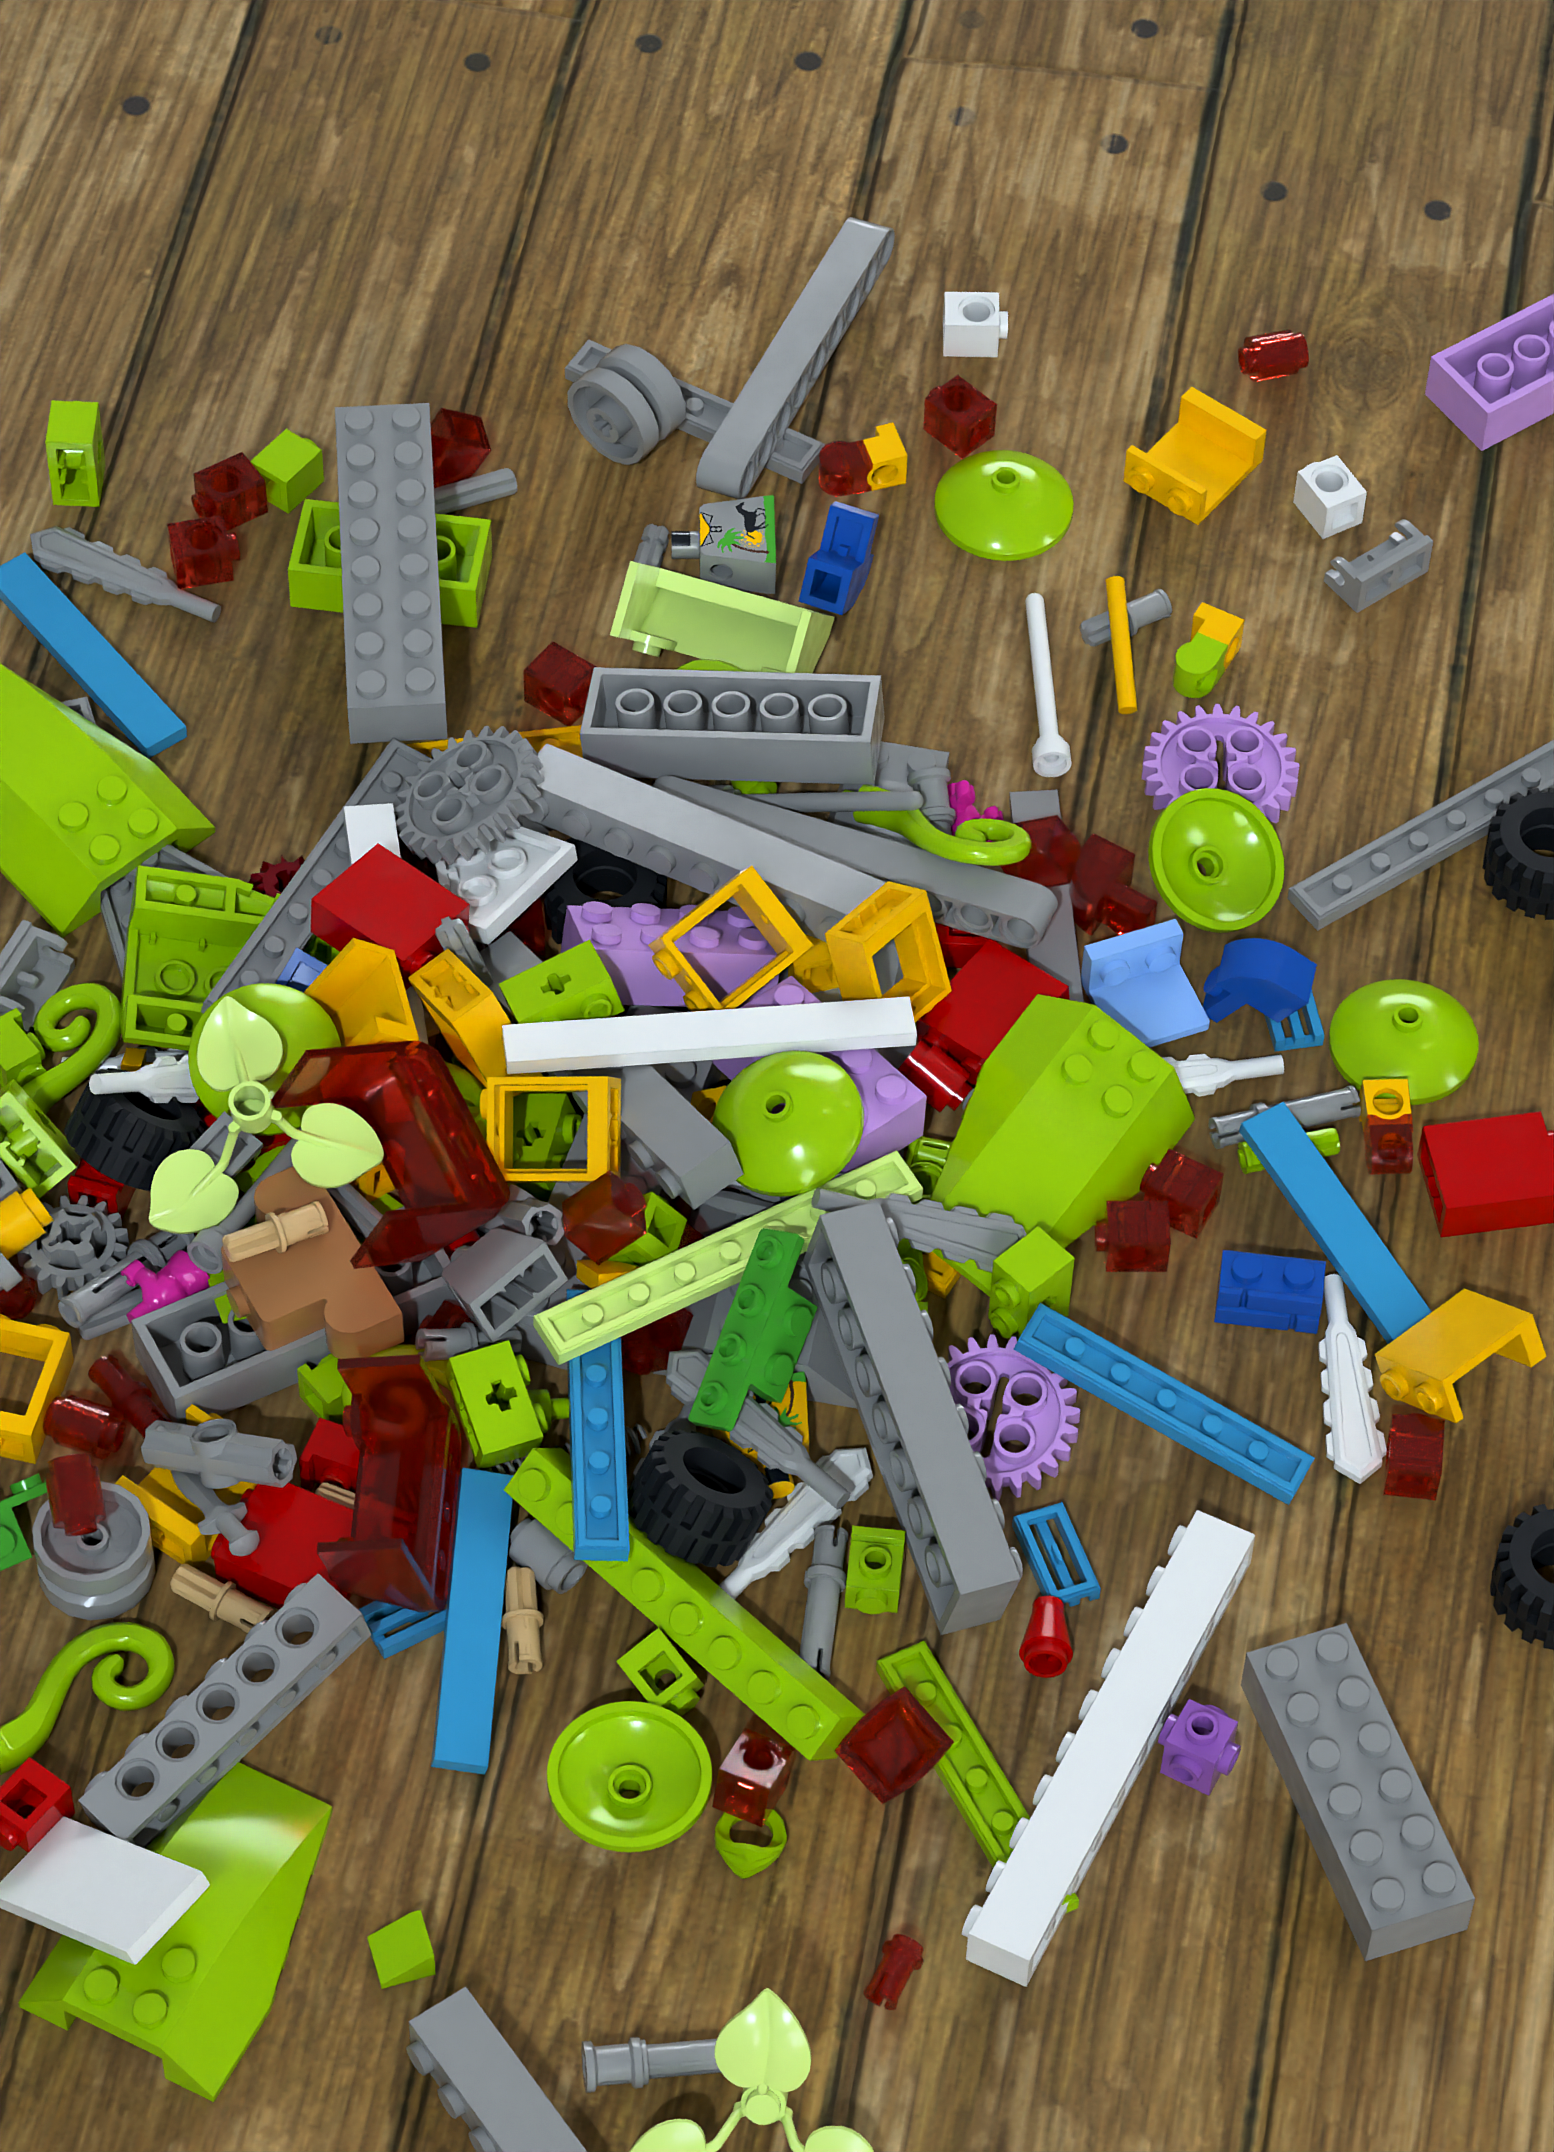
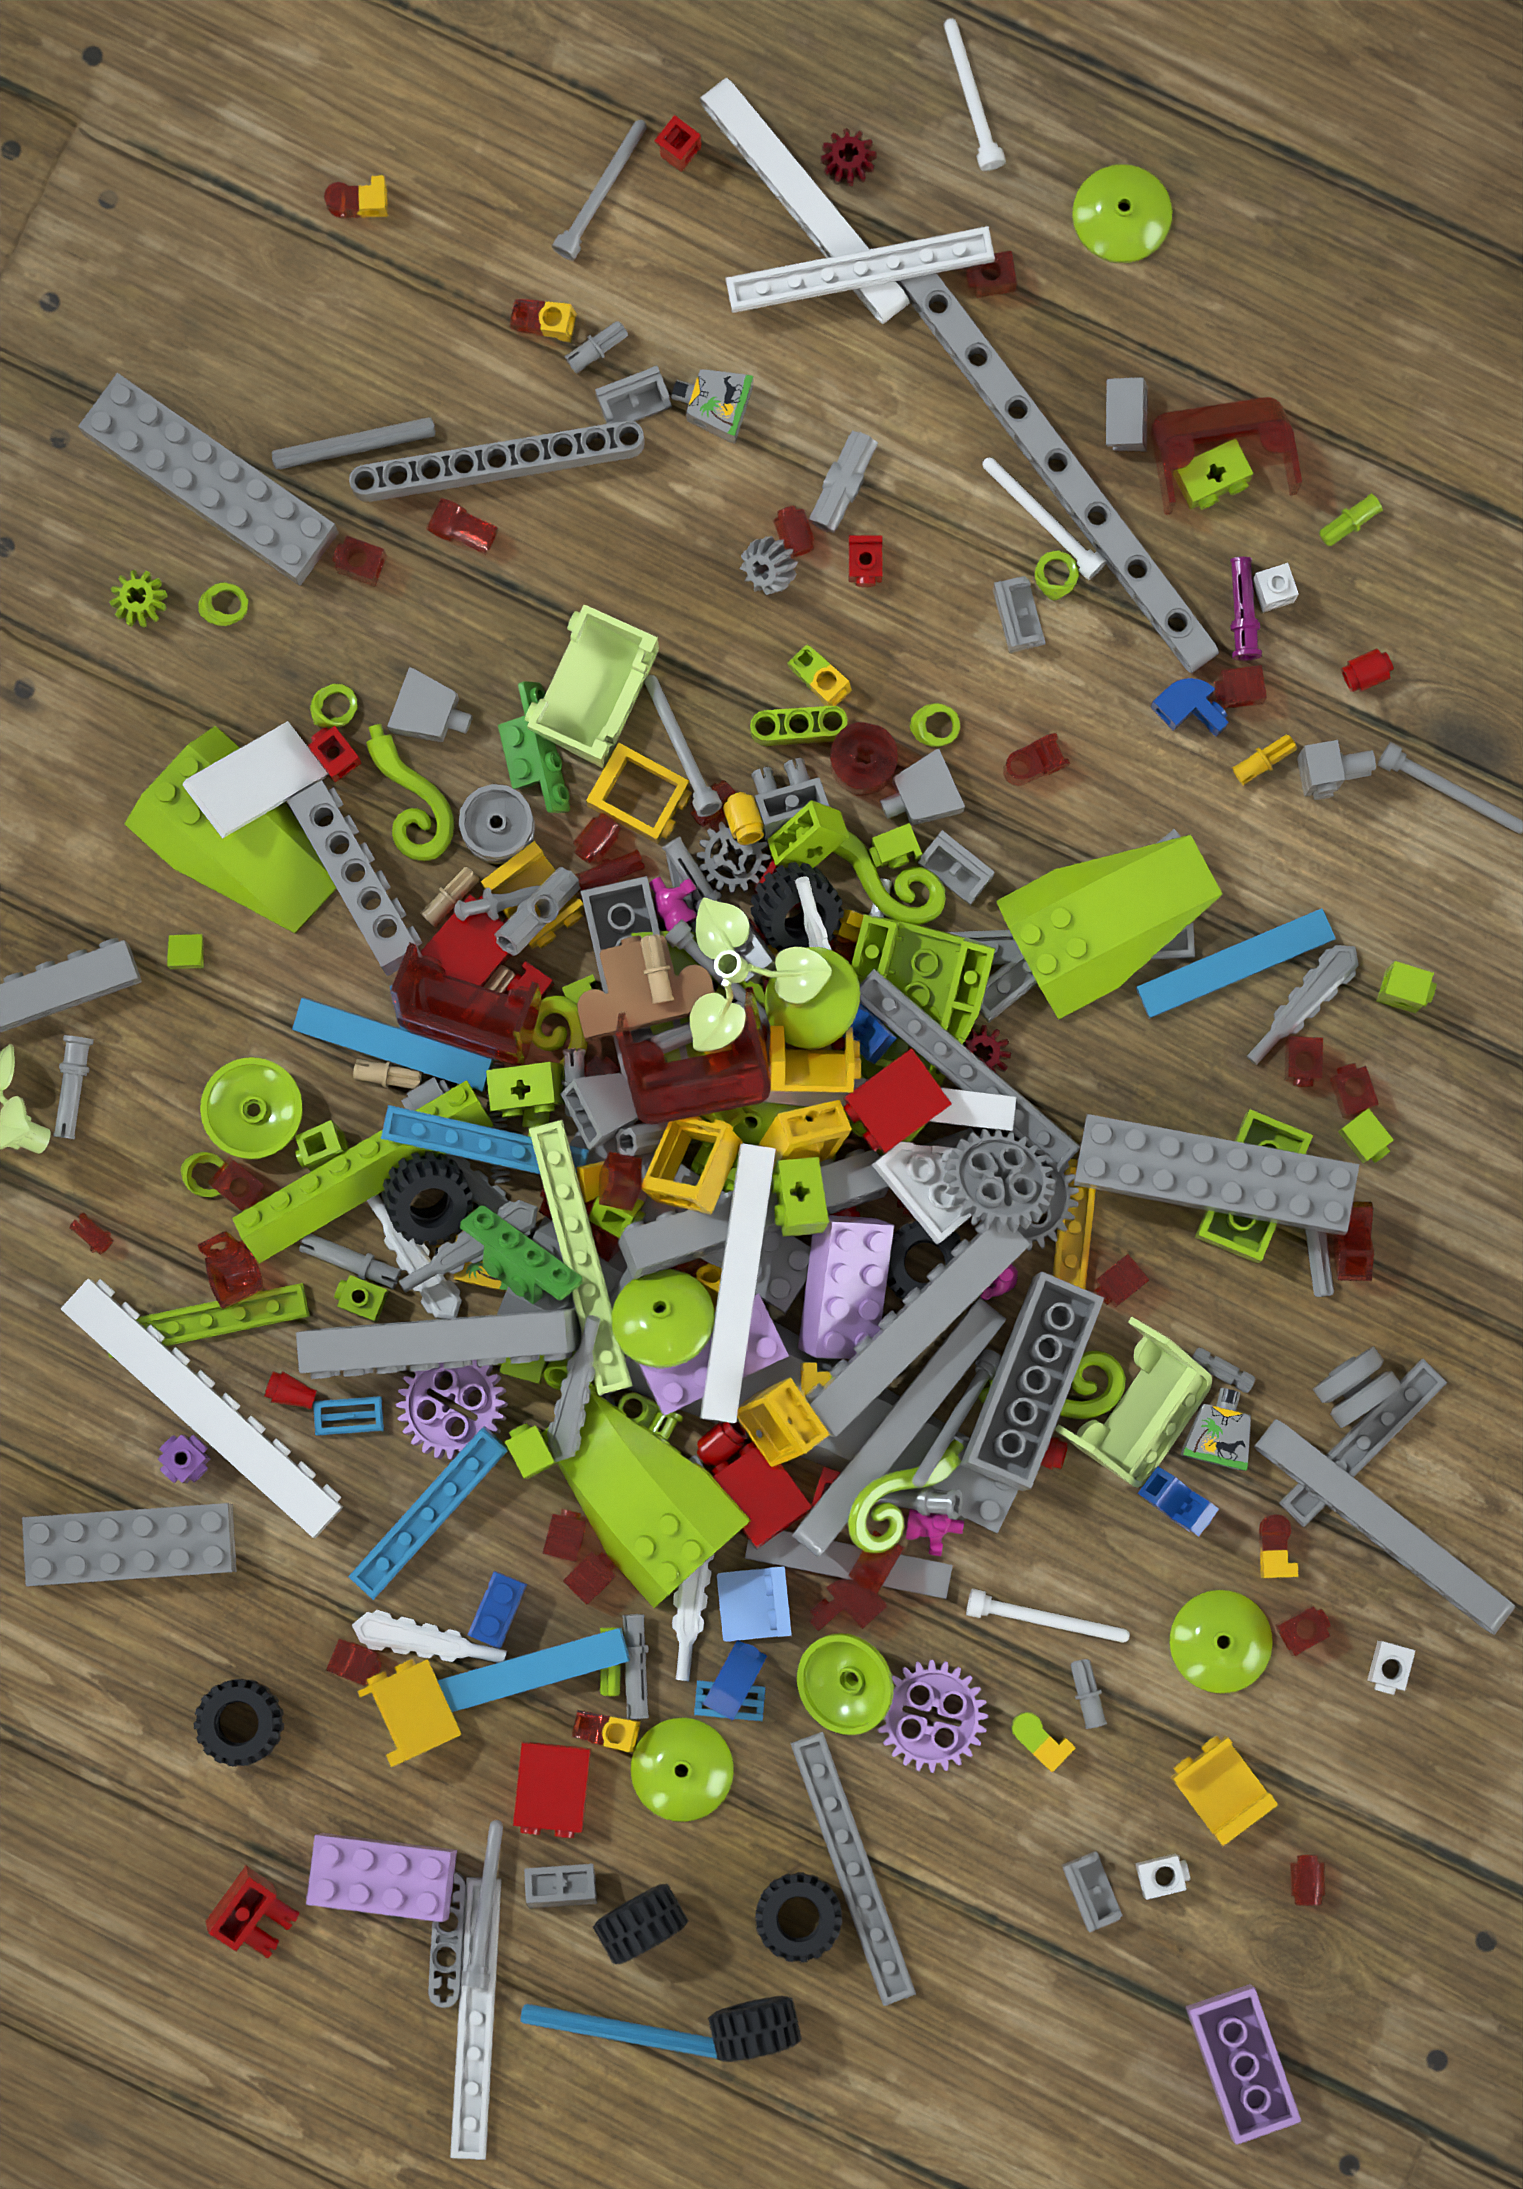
camera: 110 degrees right, 30 degrees up
(75, 1494) = (513, 812): clear red brick -> none
(456, 938) = (854, 1142): light grey axle -> none
(768, 917) = (789, 1329): yellow window -> none
(1121, 645) = (1058, 1680): yellow bar -> none

